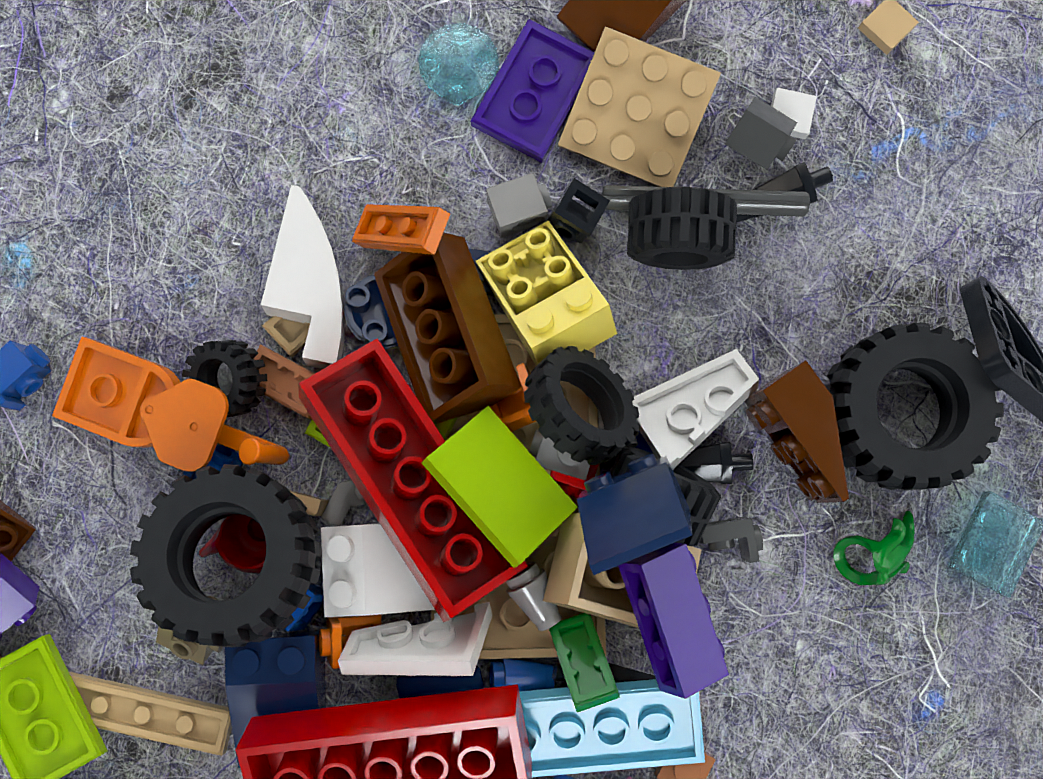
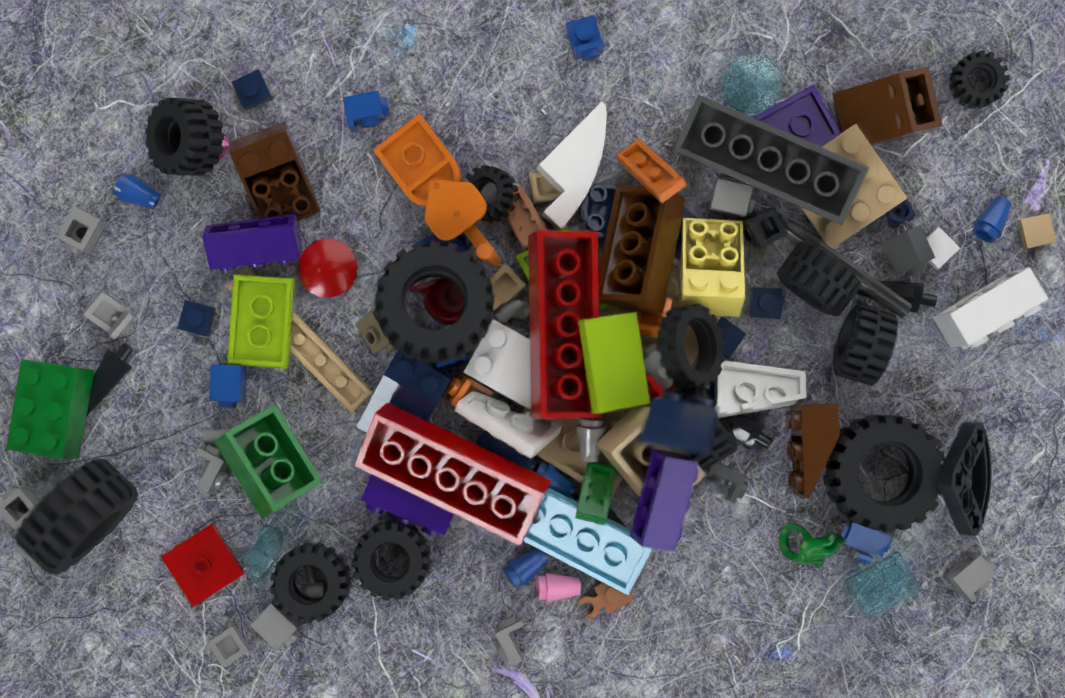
camera: 35 degrees right, 5 degrees up
(84, 593) = (327, 268): none -> red dish
(231, 129) = (585, 38): none -> blue bracket
(315, 474) = (506, 284): none -> tan tile
(534, 125) = (771, 159): none -> dark grey brick
(623, 362) = (731, 335): none -> dark blue plate
(637, 299) = (765, 303): none -> dark blue plate
(729, 97) = (906, 214): none -> dark blue plate
(787, 270) = (865, 344): none -> black tyre
(831, 43) = (992, 220): none -> blue cone
(903, 137) = (991, 309): none -> white brick
(941, 505) = (866, 541): none -> blue piece

